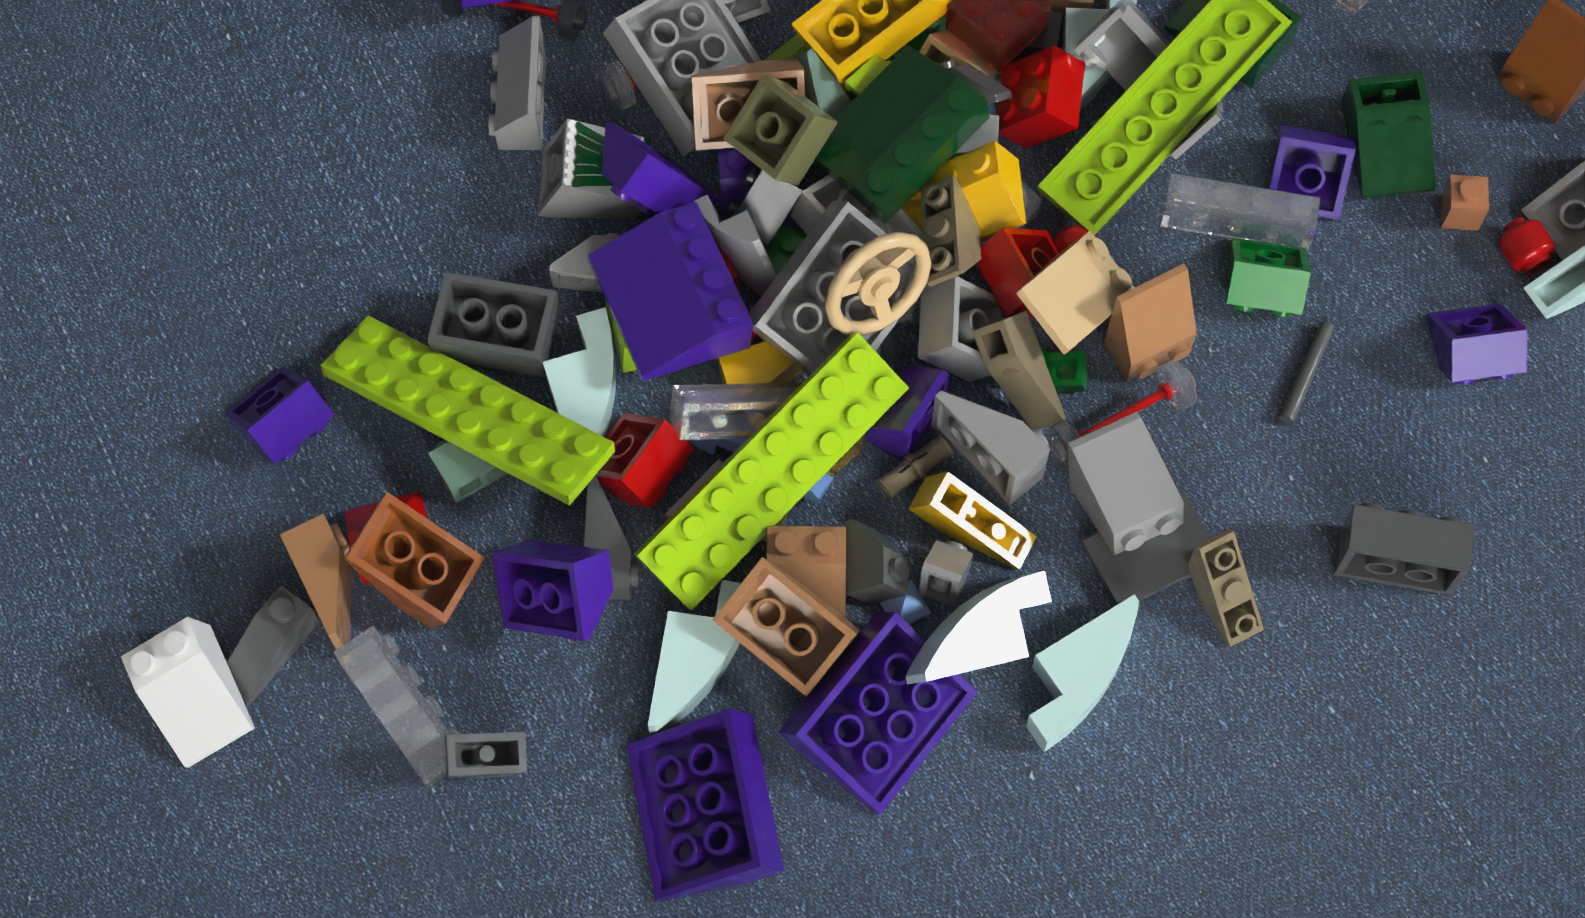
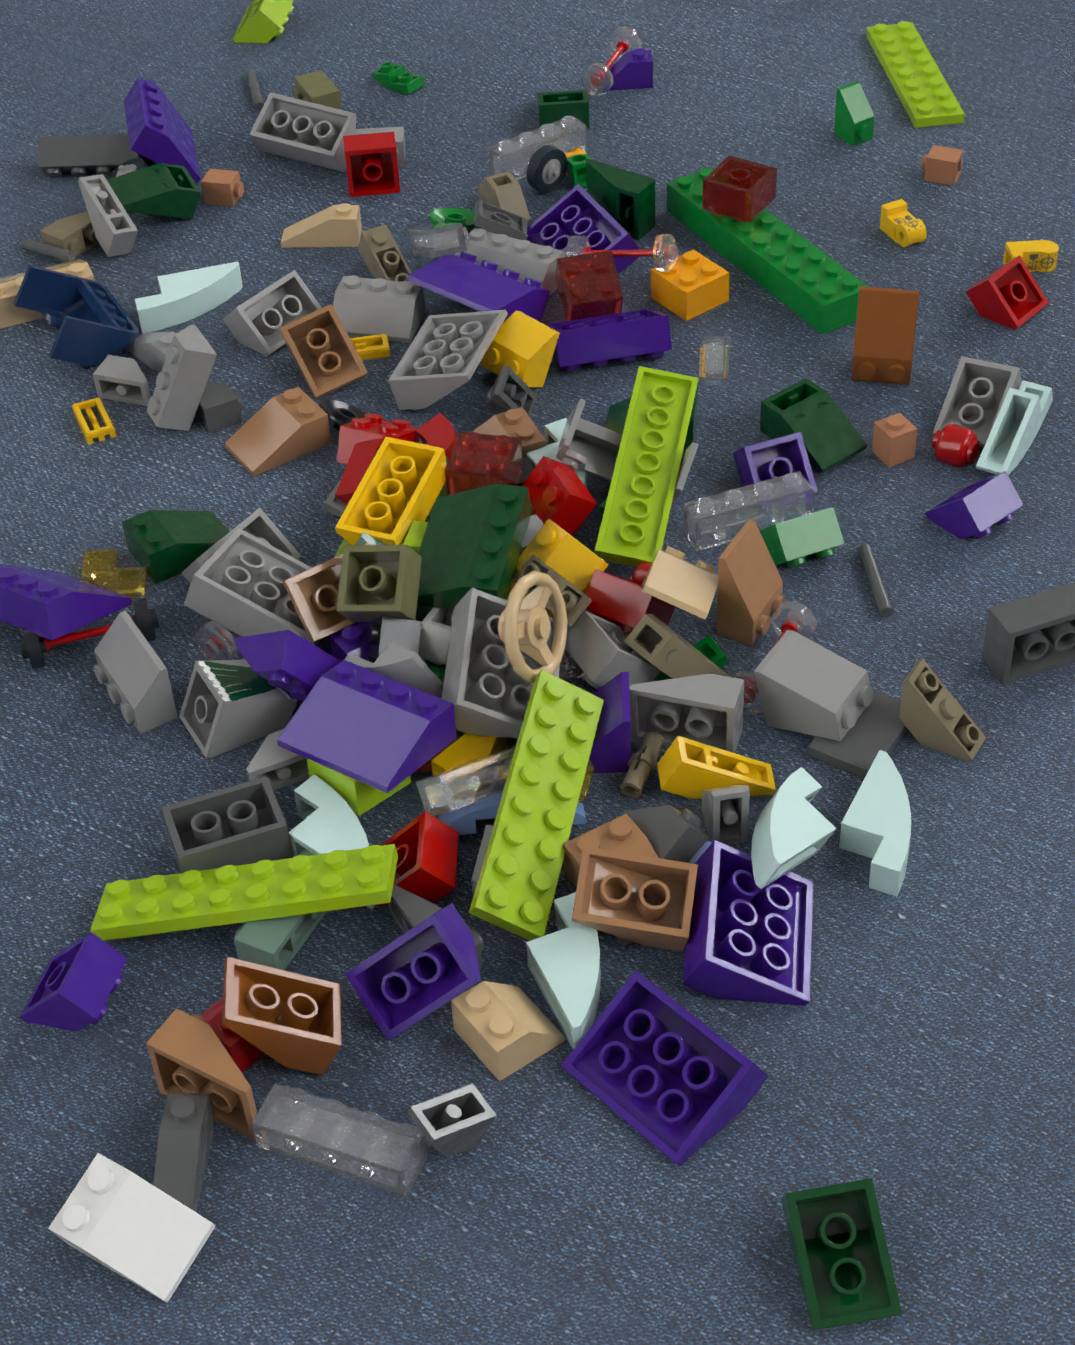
camera: 30 degrees left, 25 degrees down
(605, 679) = (503, 1027): none -> tan slope

